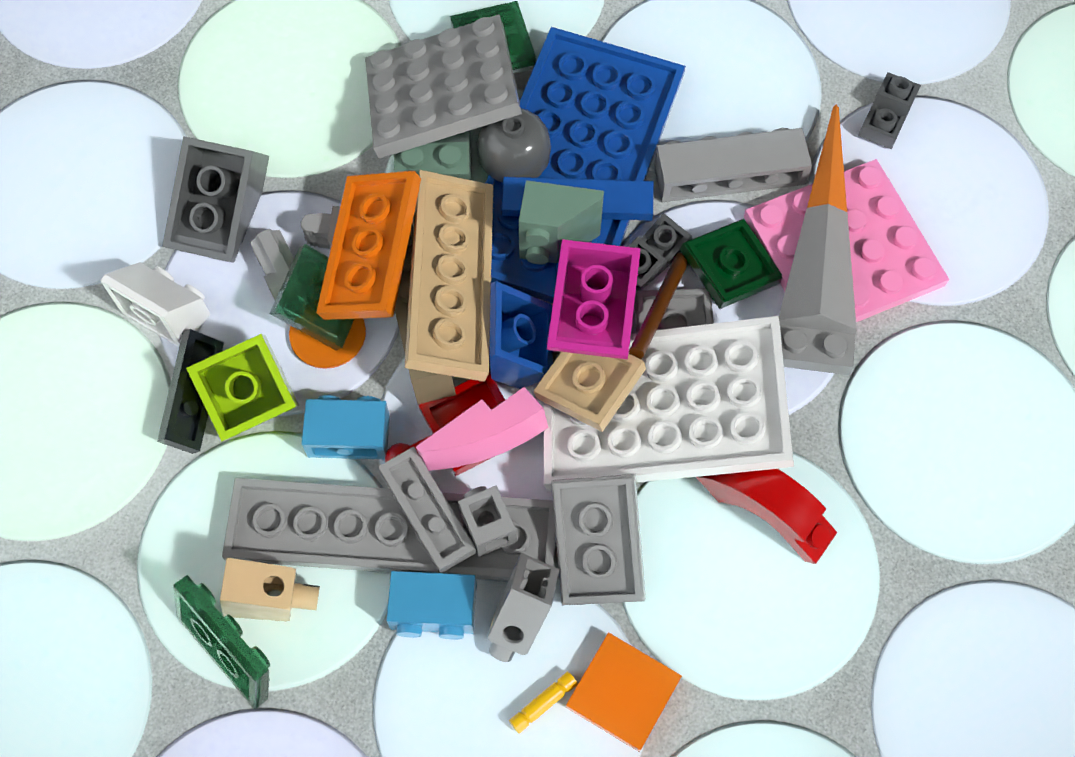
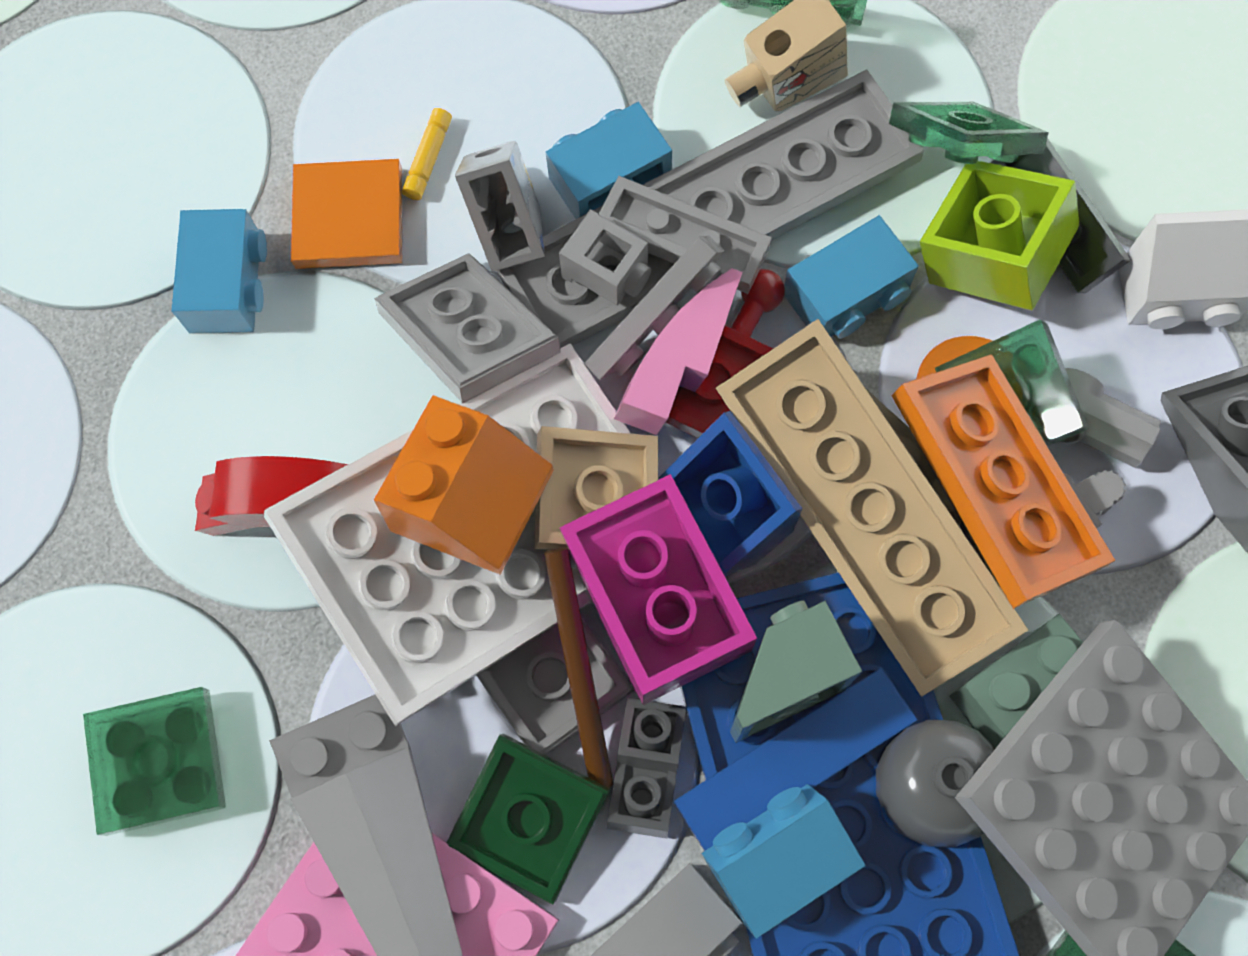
camera: 150 degrees right, 5 degrees up
(205, 460) = (967, 130): none -> clear green plate
(478, 469) = (692, 270): none -> light grey plate
(619, 153) = (782, 858): none -> dark azure brick
(669, 403) = (463, 485): none -> orange slope
(735, 696) = (218, 271): none -> dark azure brick
(924, 412) = (153, 761): none -> clear green plate

